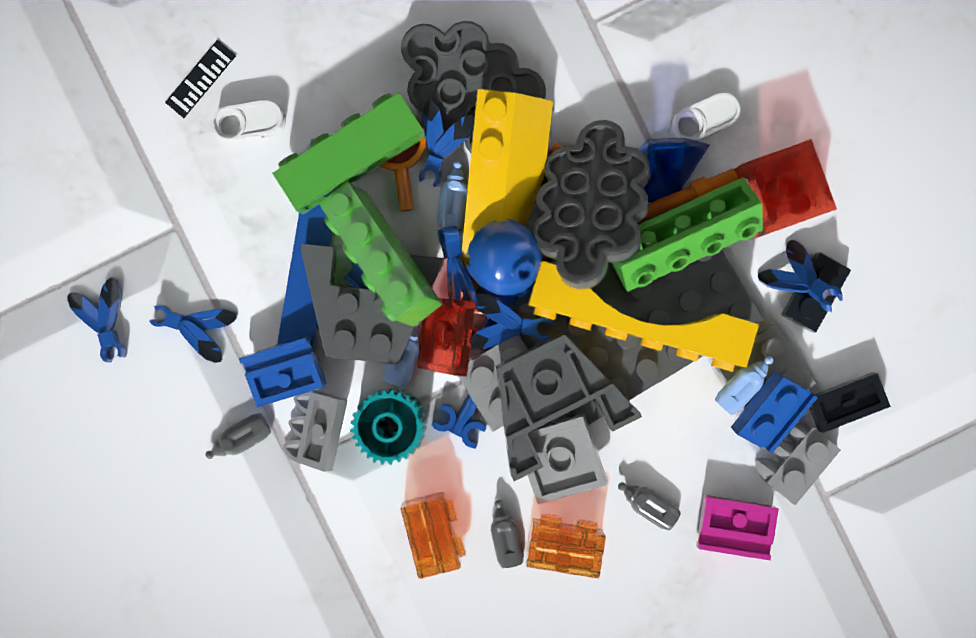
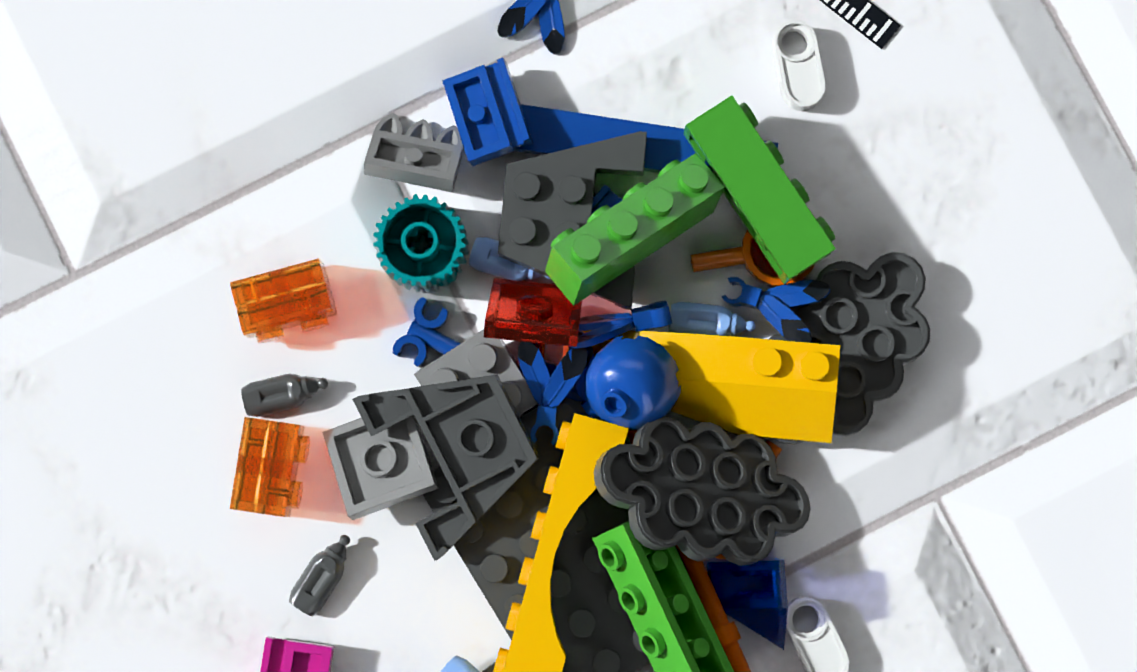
camera: 90 degrees right, 5 degrees down
(240, 436) = (405, 61): dark grey piece -> none

